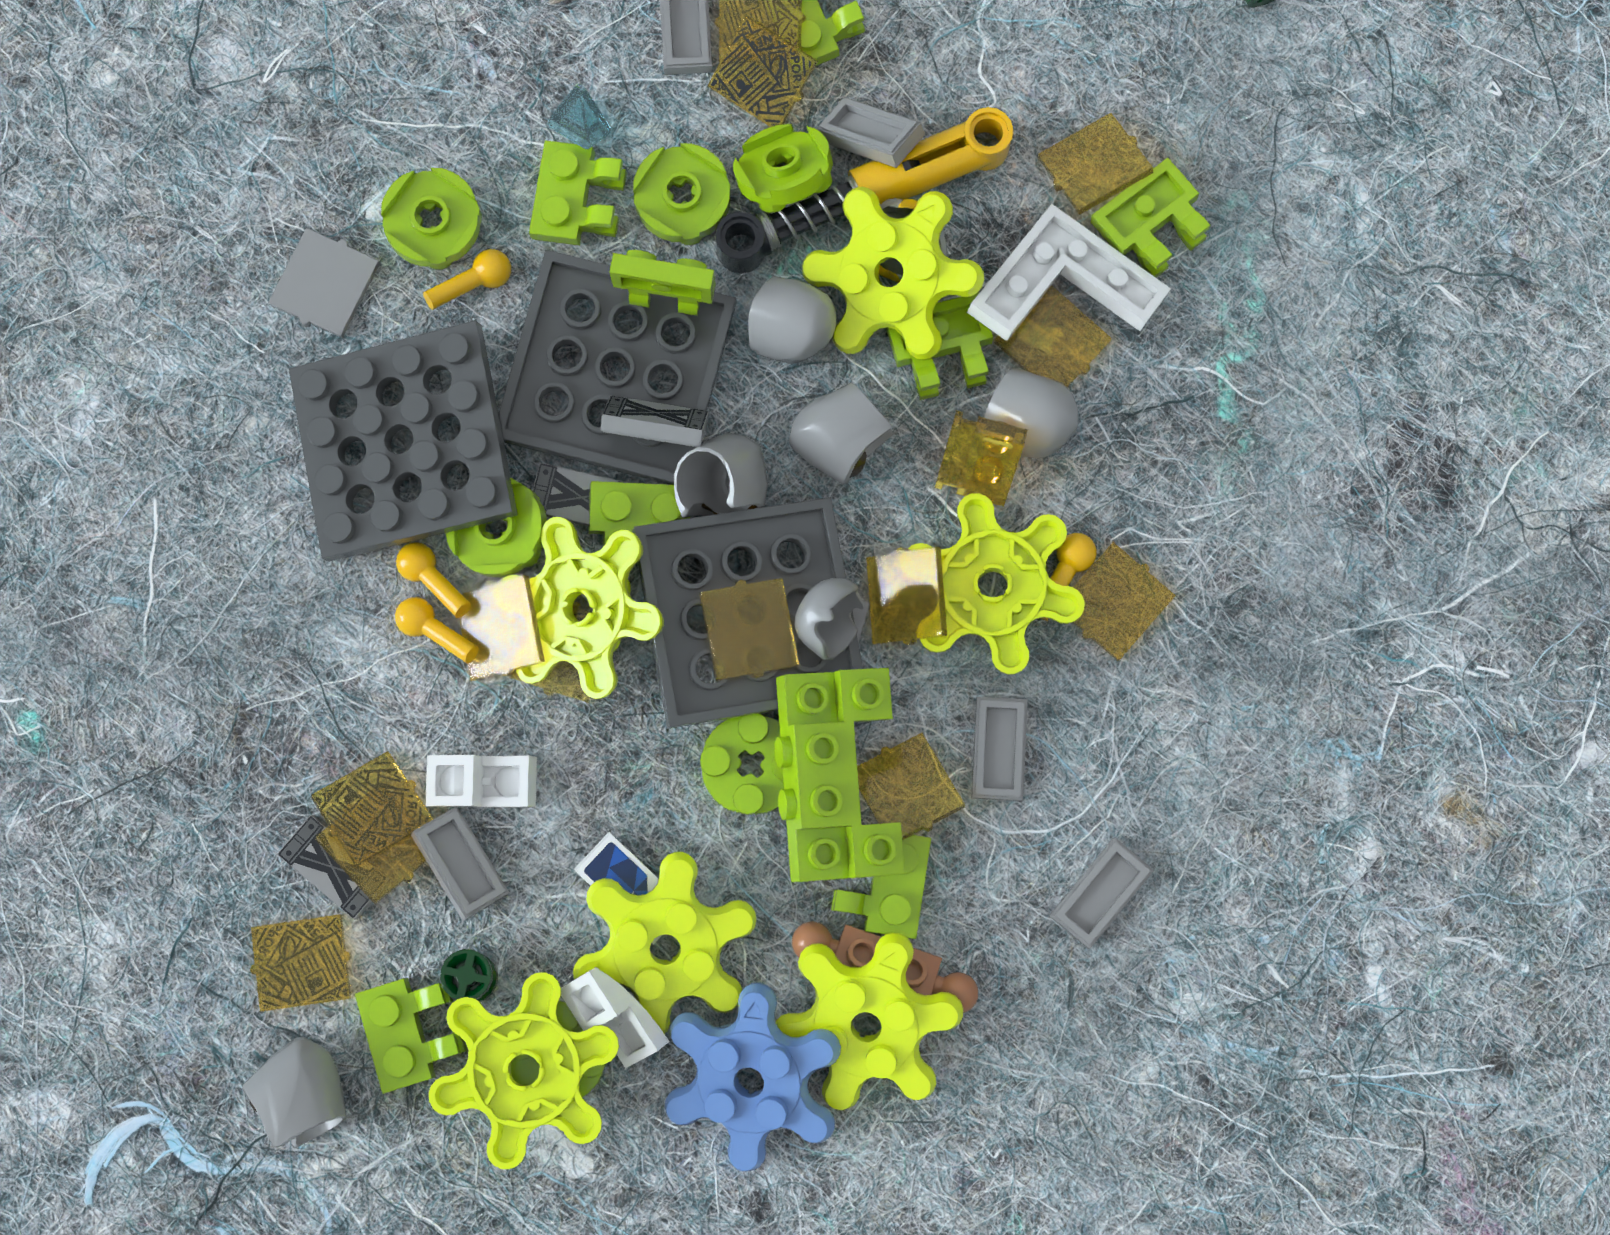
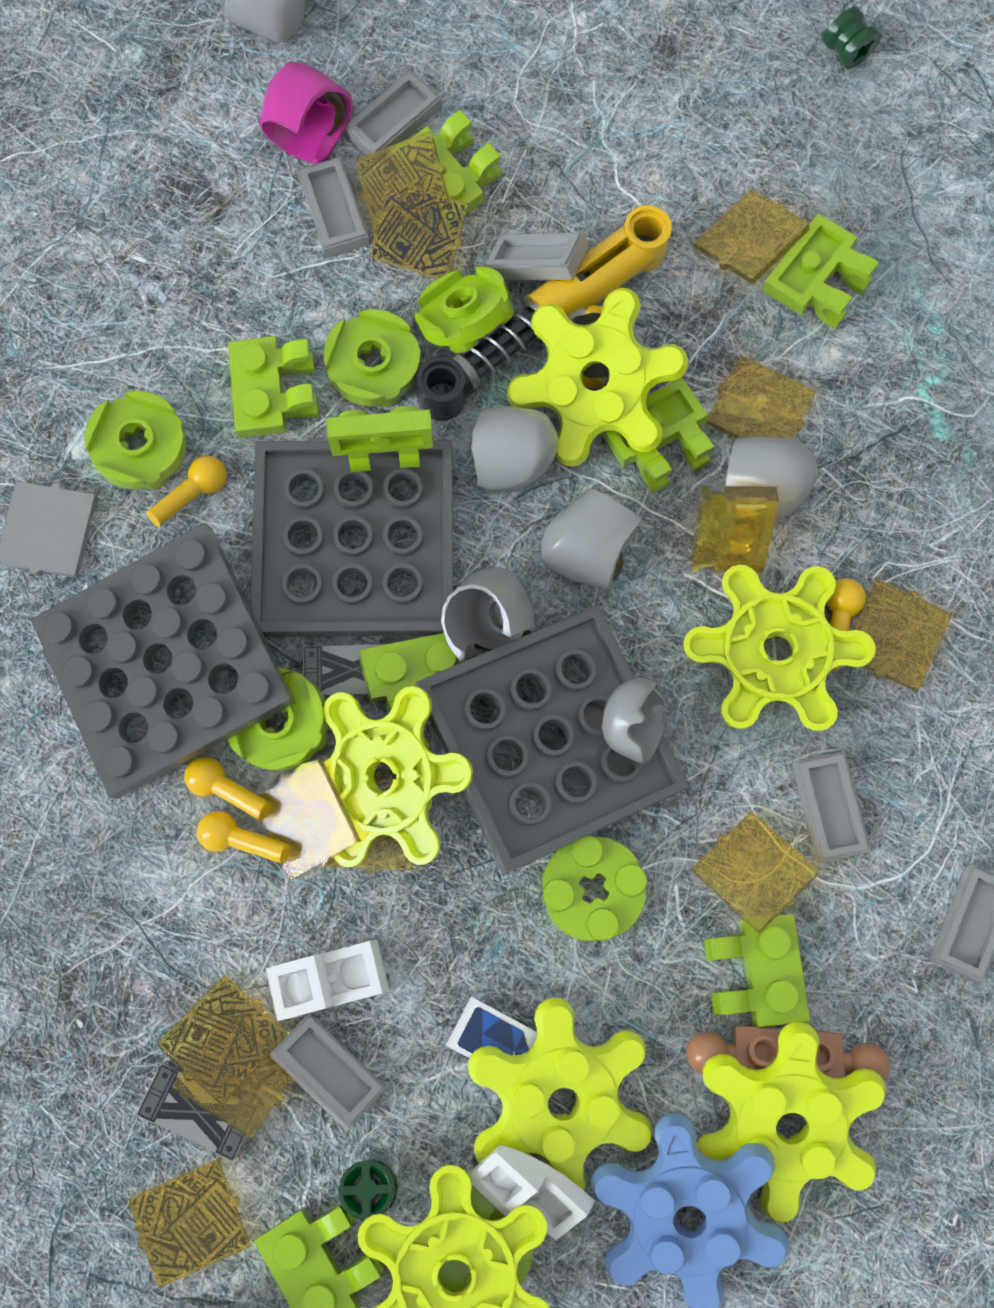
camera: 15 degrees left, 5 degrees down
(579, 119) = (256, 313): clear light blue slope -> none
(654, 421) = (407, 575): light grey tile -> none
(749, 629) = (557, 753): clear yellow piece -> none
(822, 775) = (675, 884): lime bracket -> none
(906, 596) = (700, 681): clear yellow piece -> none
(1068, 249) = (751, 318): white plate -> none

